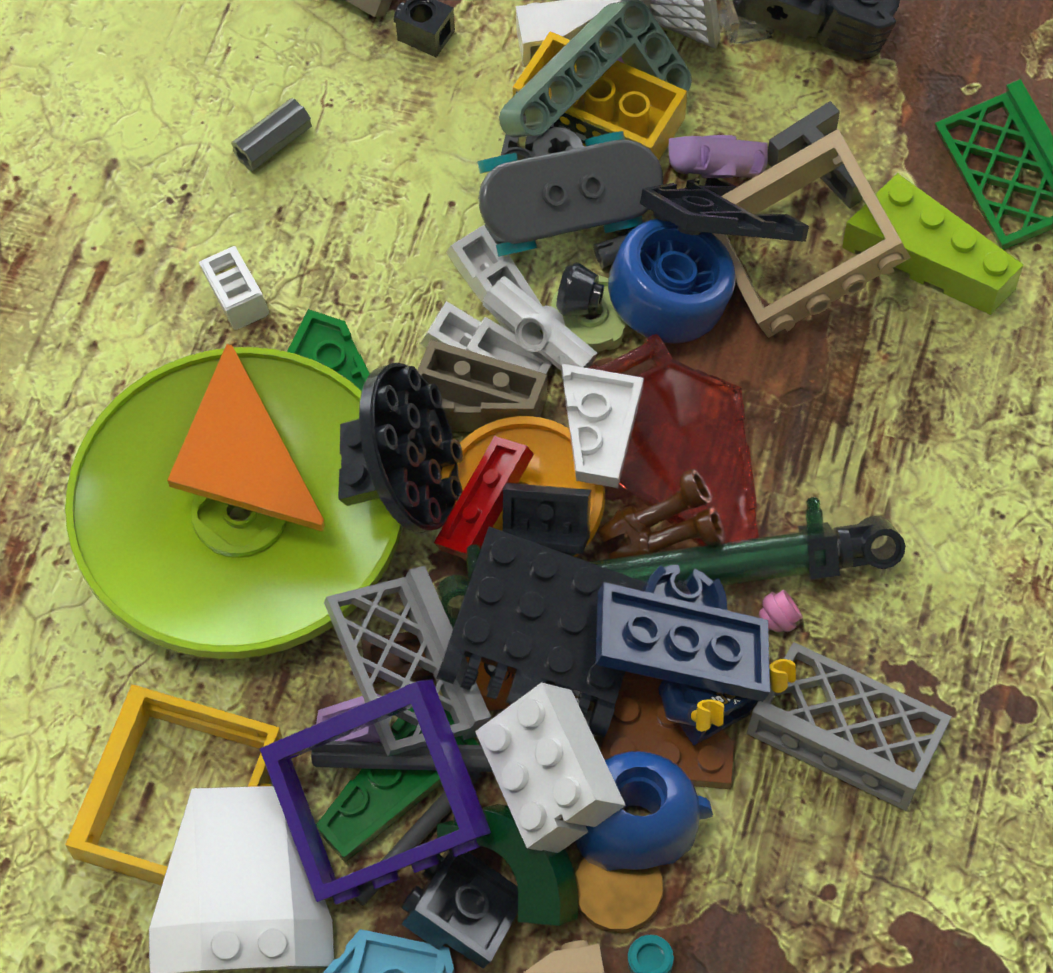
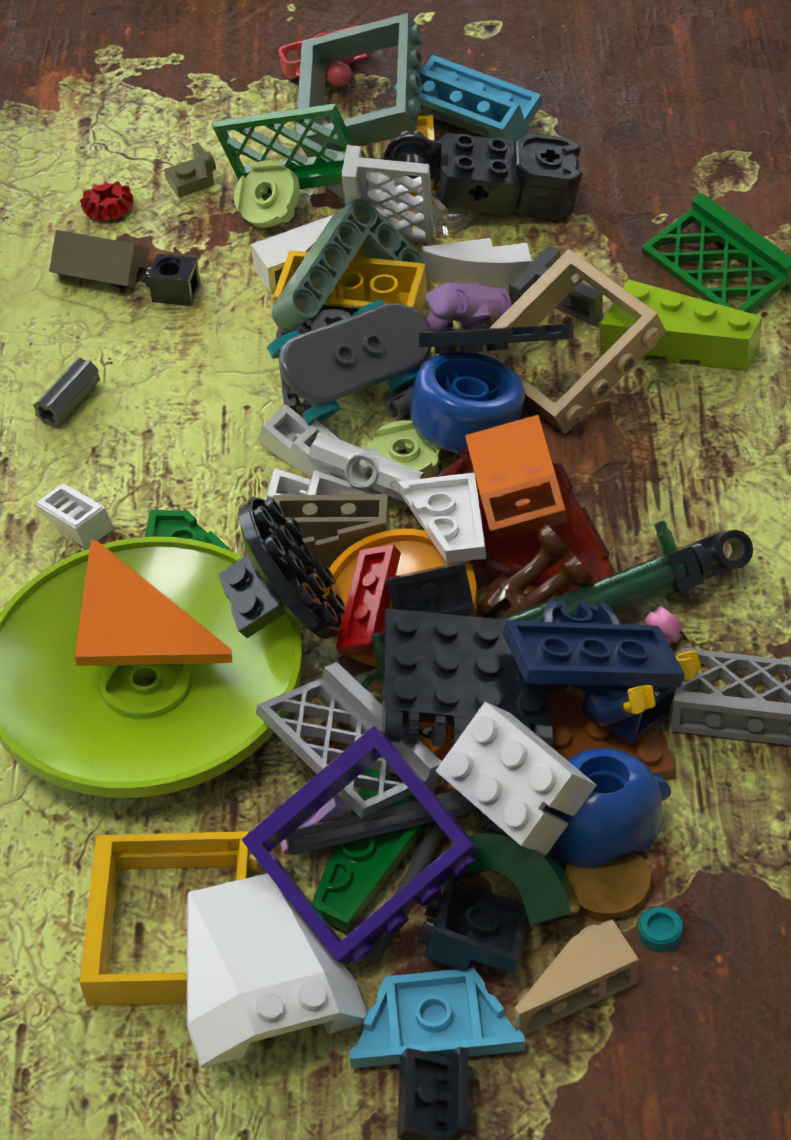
camera: 15 degrees left, 15 degrees down
(578, 291) = (390, 430): black cone -> none
(685, 394) = (516, 478): none -> orange slope
(749, 96) = (476, 262): none -> white slope

